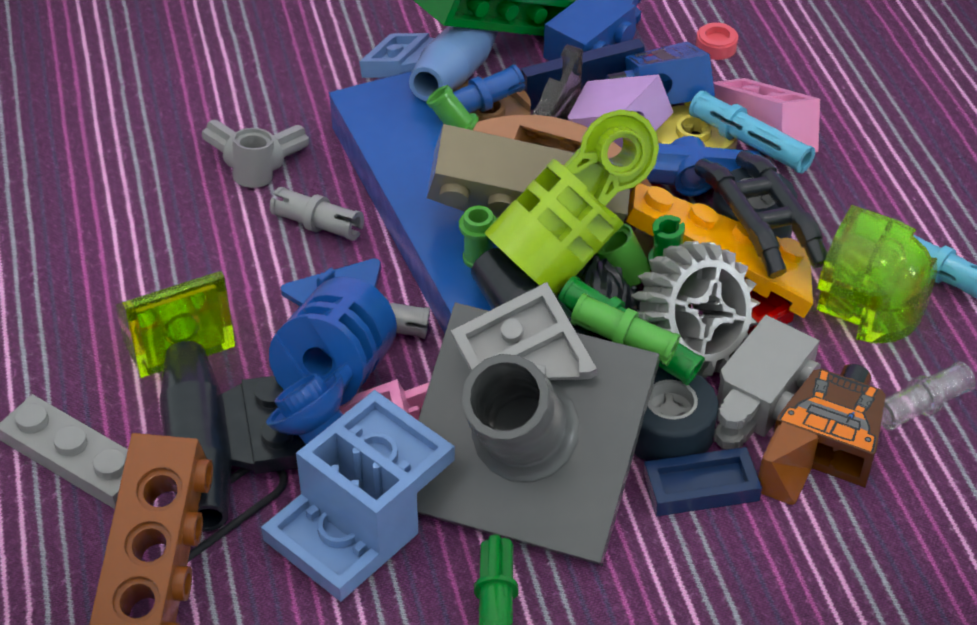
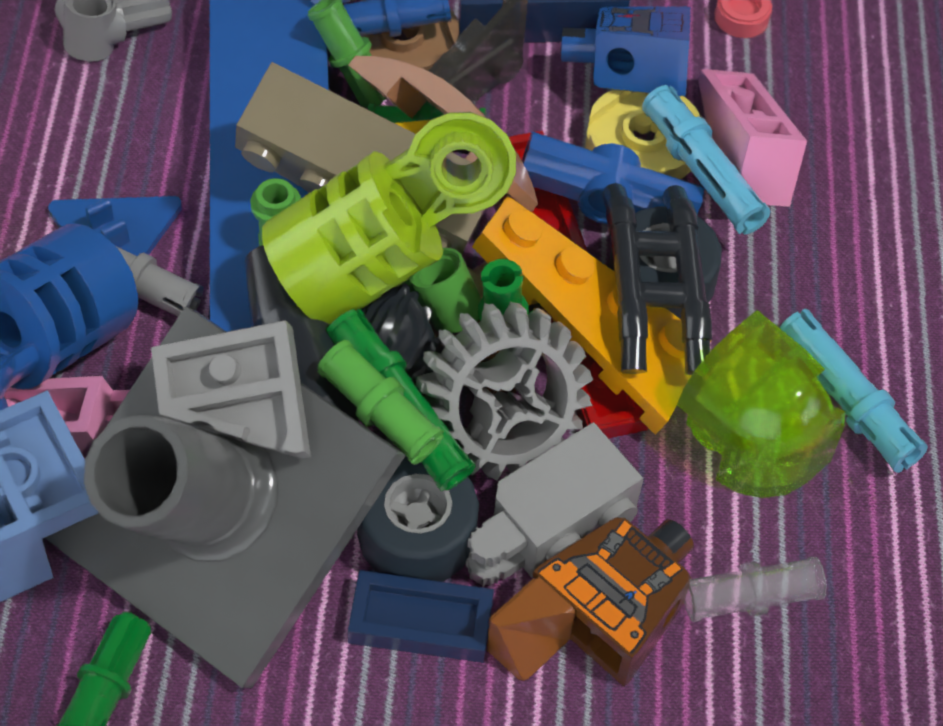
camera: 15 degrees right, 10 degrees up
(317, 213) = (132, 118): light grey pin -> none
(636, 94) = (550, 86): lavender torso -> none

